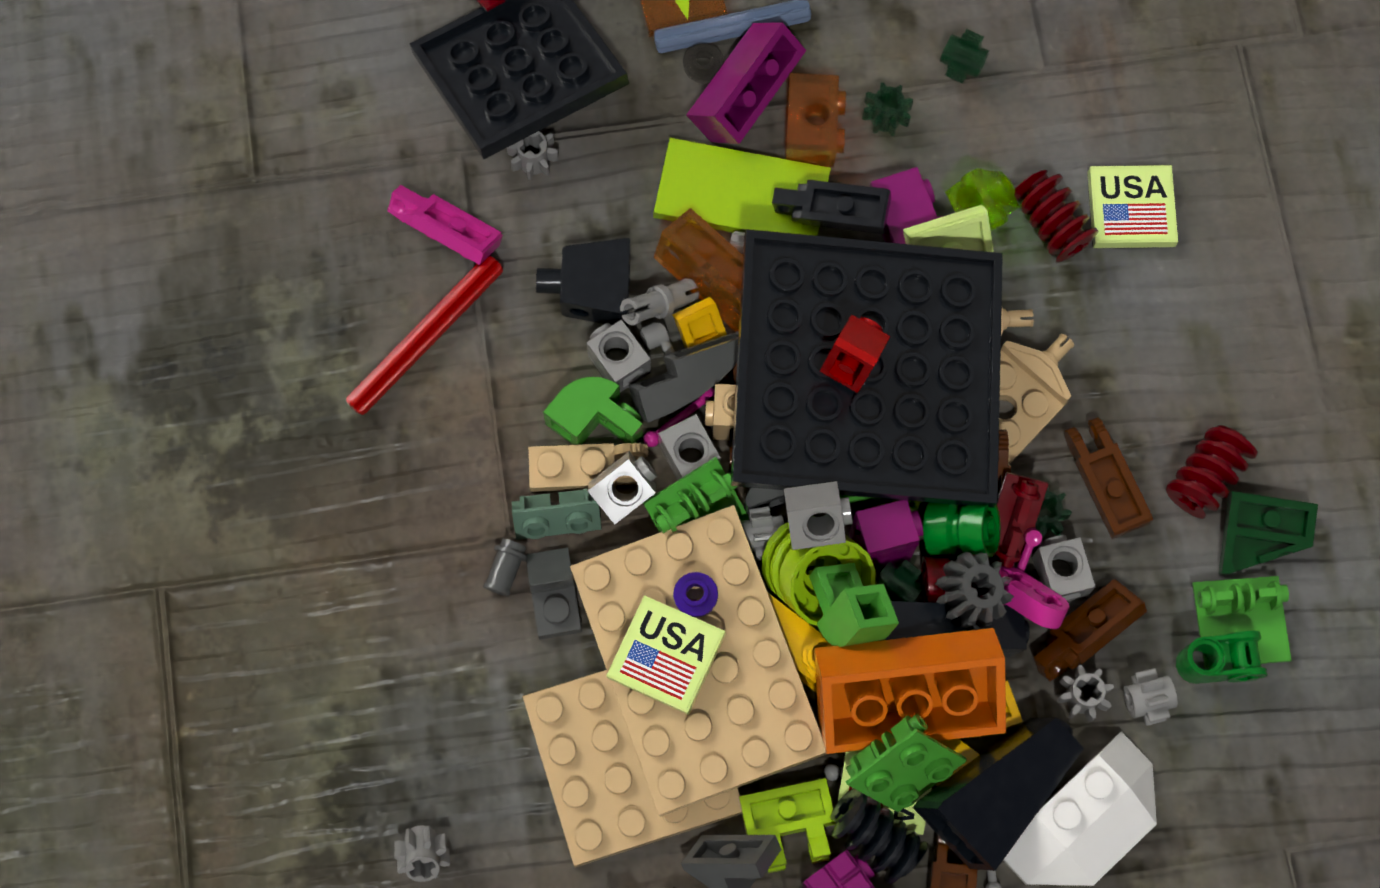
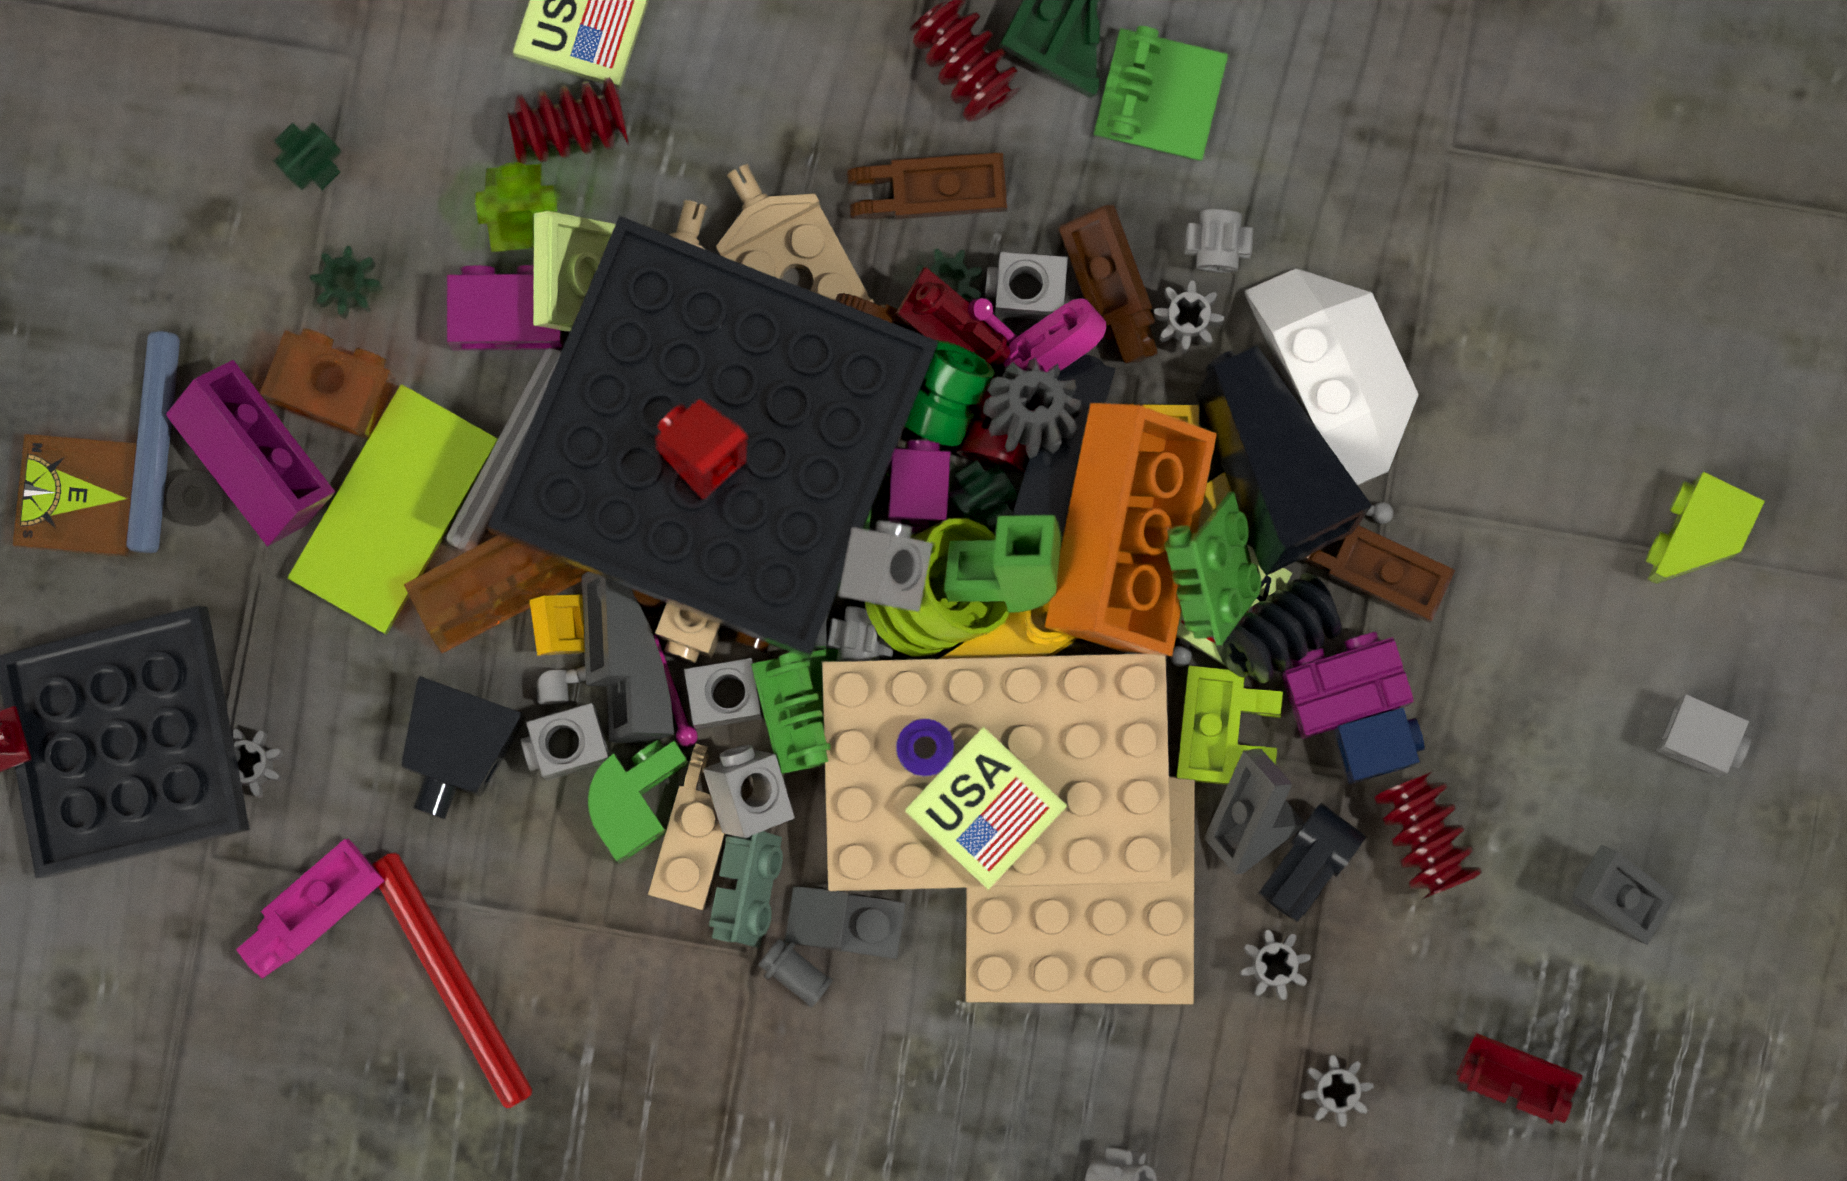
camera: 70 degrees left, 10 degrees up
(659, 301) = (515, 665): light grey pin -> none
(835, 205) = (465, 397): black hinge -> none
(1230, 659) = (1203, 129): green piece -> none

